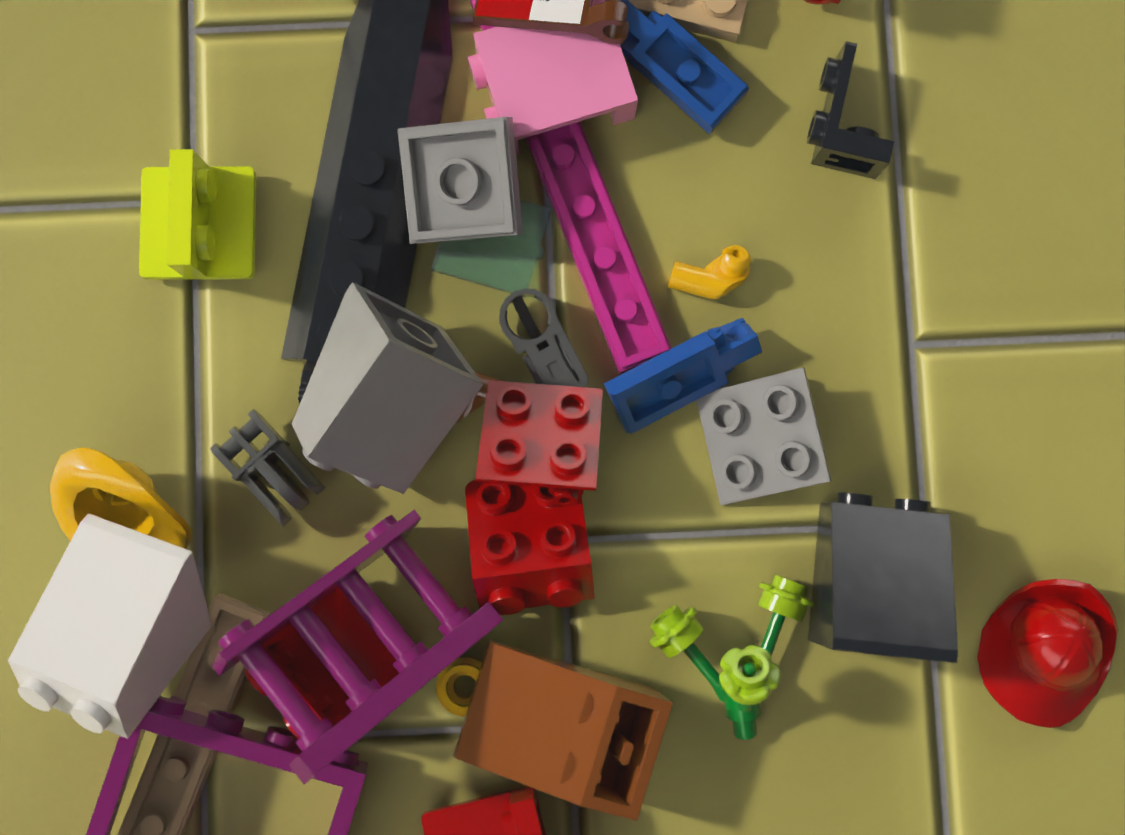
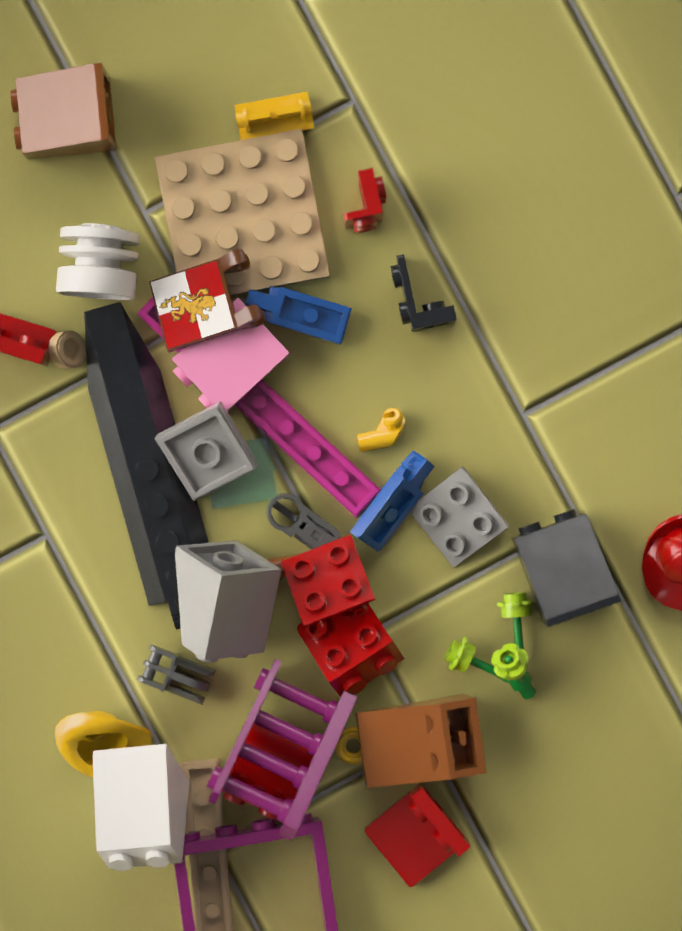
camera: 25 degrees left, 5 degrees up
(197, 220) = (59, 548): neon yellow bracket -> none

